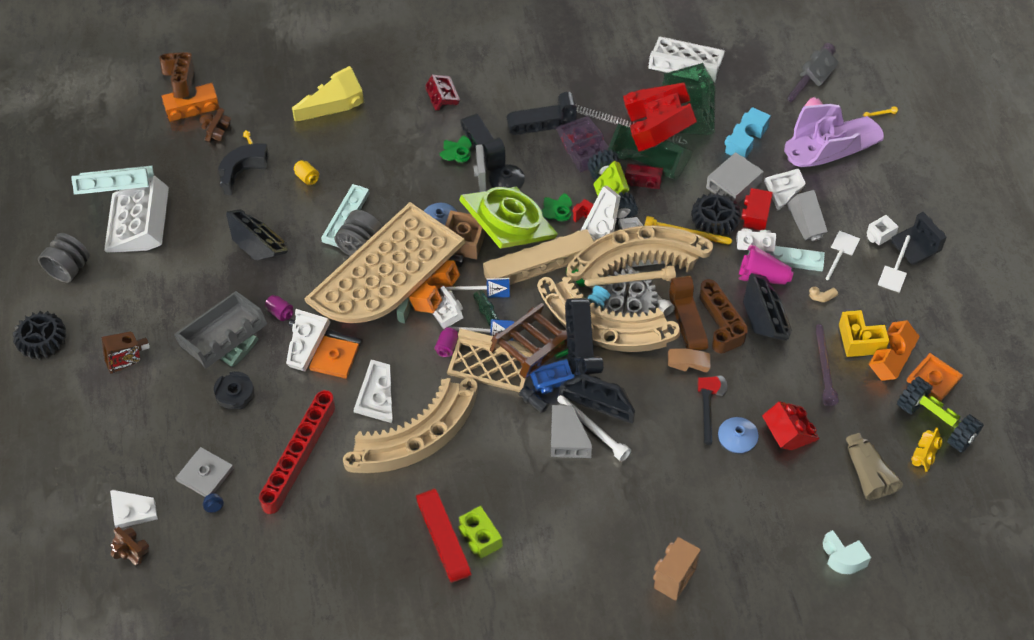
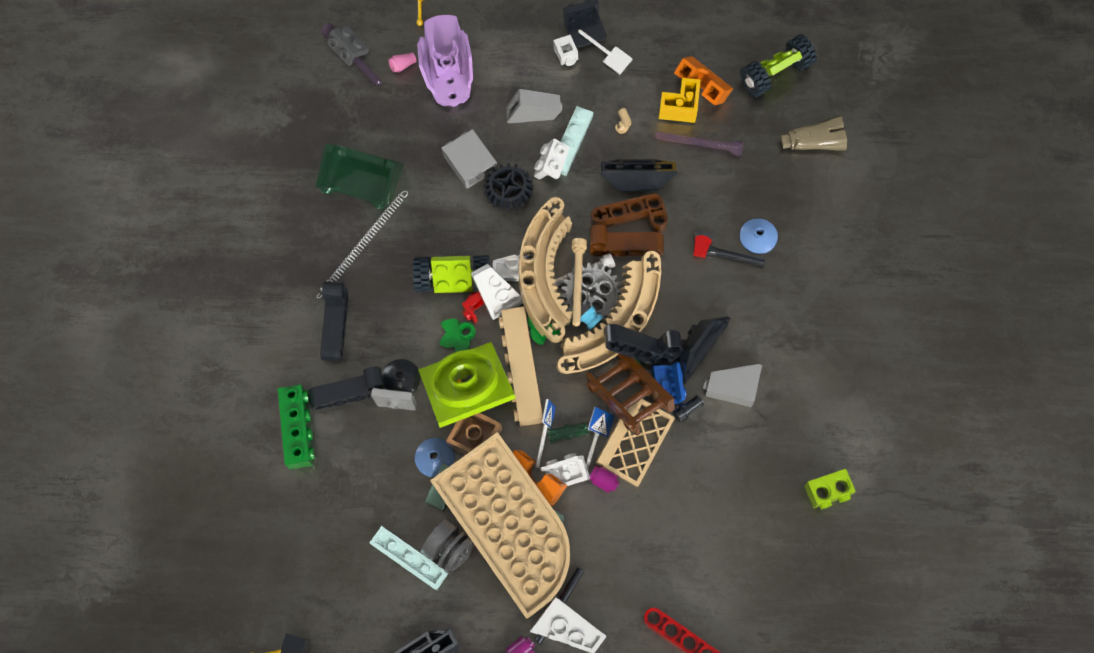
camera: 75 degrees left, 15 degrees up
(306, 172) = (335, 593): yellow brick -> none
(334, 357) = (594, 600): orange plate -> none
(336, 96) = (234, 533): light yellow wedge -> none
(375, 393) = (650, 564): white wing -> none
(394, 449) = (722, 554): tan gear -> none
(441, 91) = (260, 421): dark red bracket -> none
(441, 113) = (295, 427): none -> green brick
(443, 535) = (826, 525): red beam -> none
(457, 151) = (346, 421): green plate -> none
(582, 141) = (380, 288): clear purple slope -> none
(620, 451) = (761, 341): white piece -> none
(643, 176) = (439, 241): dark red bracket -> none
(650, 221) = (503, 249): yellow piece -> none
(663, 114) = (376, 199): red wedge -> none
(664, 61) = (304, 168): white fence -> none
(664, 155) = (413, 221): clear green windscreen -> none
(676, 568) = (900, 320): medium nougat brick -> none
(686, 358) = (673, 255): medium nougat slope -> none
(752, 123) = (424, 143): medium azure arch -> none
(757, 209) = (512, 148): red brick -> none
(764, 264) = (585, 164): dark pink cone -> none
(784, 186) = (489, 118): white wing -> none
(790, 425) = (763, 188): red slope -> none
(844, 243) = (568, 86): white piece -> none
(845, 559) = (902, 181): light aqua brick -> none
(931, 443) = (811, 90): yellow hinge -> none
(937, 374) = (732, 58): orange plate -> none

